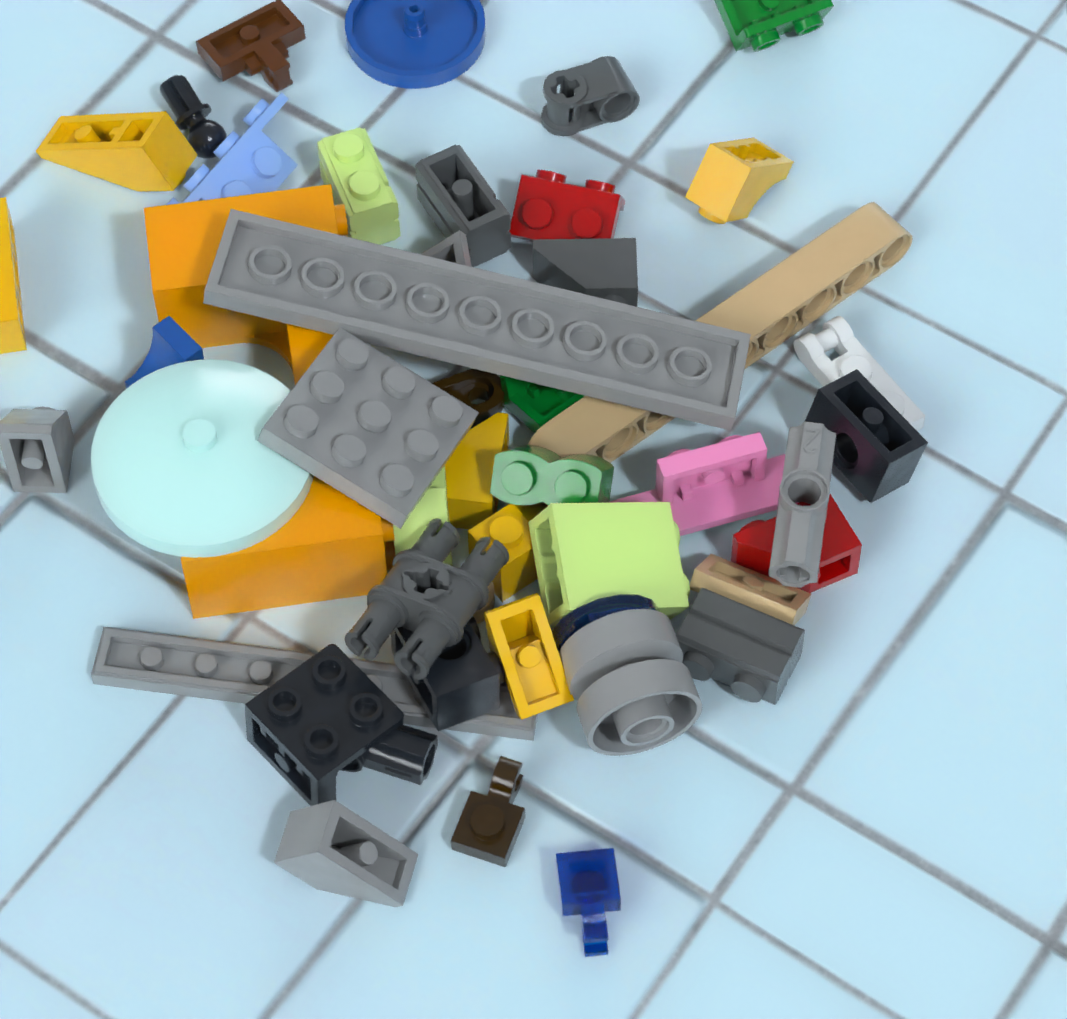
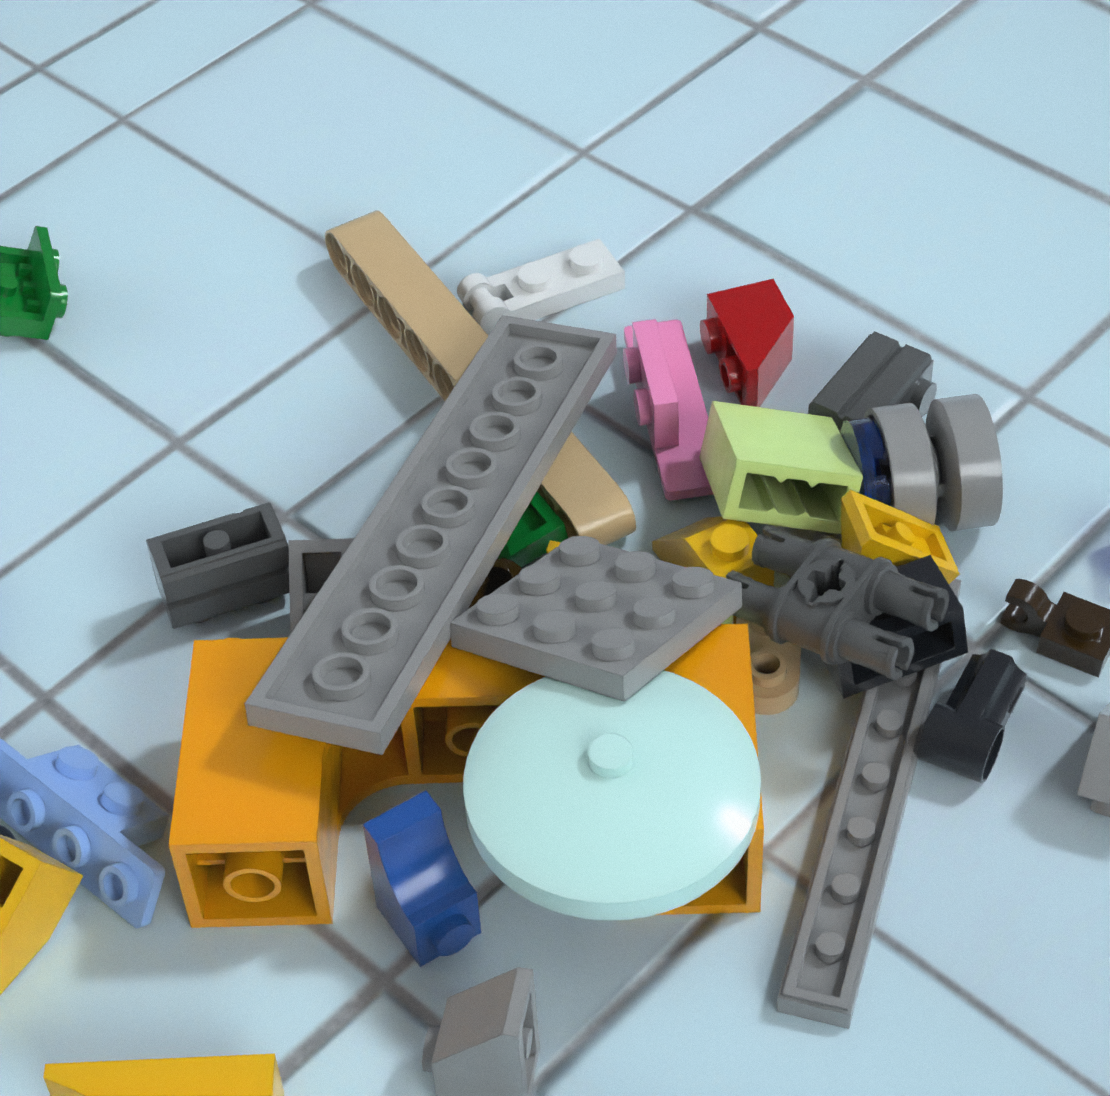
camera: 80 degrees left, 10 degrees down
(319, 722) = (966, 755): black bracket -> none
(361, 185) = (139, 671): yellowish green brick -> none
(539, 475) = (659, 498): brick -> none
(560, 210) = (252, 473): red bracket -> none
(589, 266) = (350, 469): dark grey slope -> none
(591, 92) = (81, 454): dark grey piece -> none
(735, 178) = (255, 336): yellow arch -> none
(750, 589) = (807, 375): tan plate -> none
(798, 527) = (737, 294): light grey piece -> none
(873, 440) = (631, 269): black brick -> none

